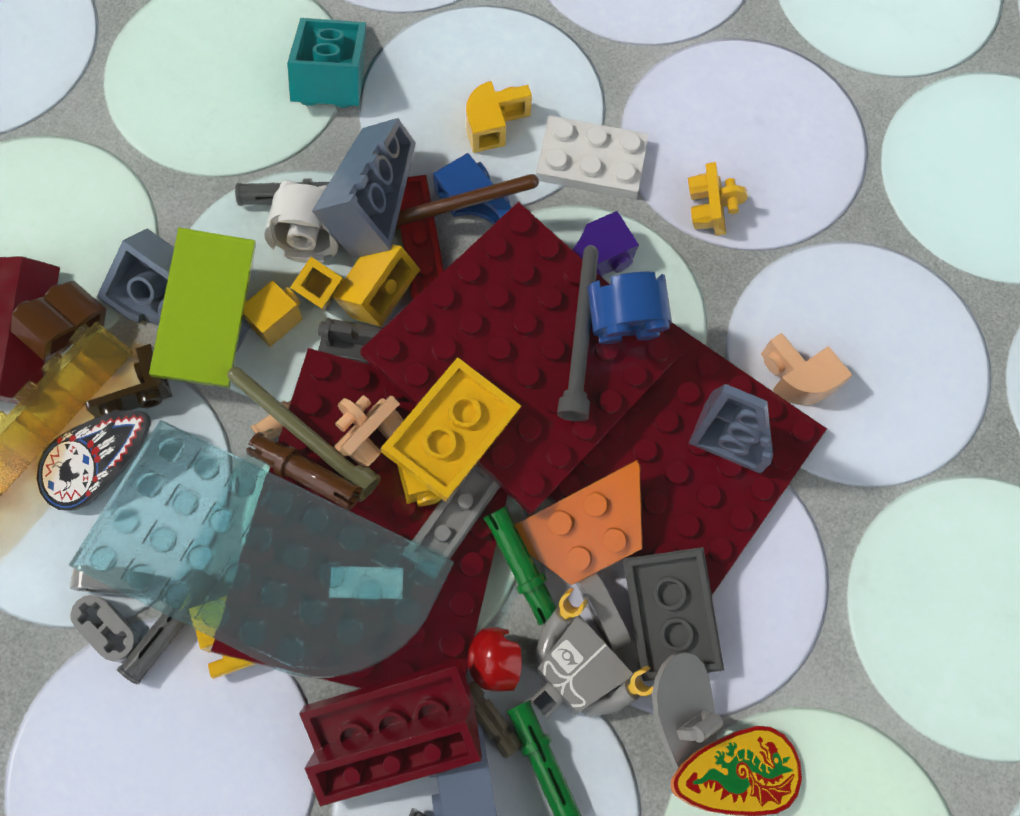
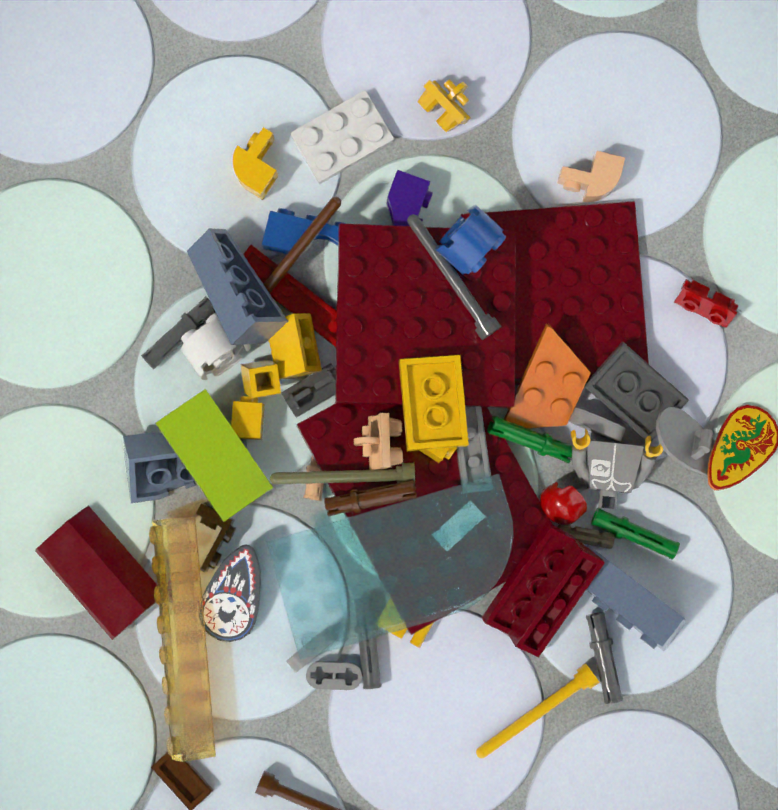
camera: 40 degrees left, 15 degrees up
(53, 319) = (129, 537): reddish brown brick -> none
(327, 62) = (112, 218): teal slope -> none
(735, 428) = (583, 258): sand blue wedge -> none
(815, 576) = (718, 310): none -> red hinge

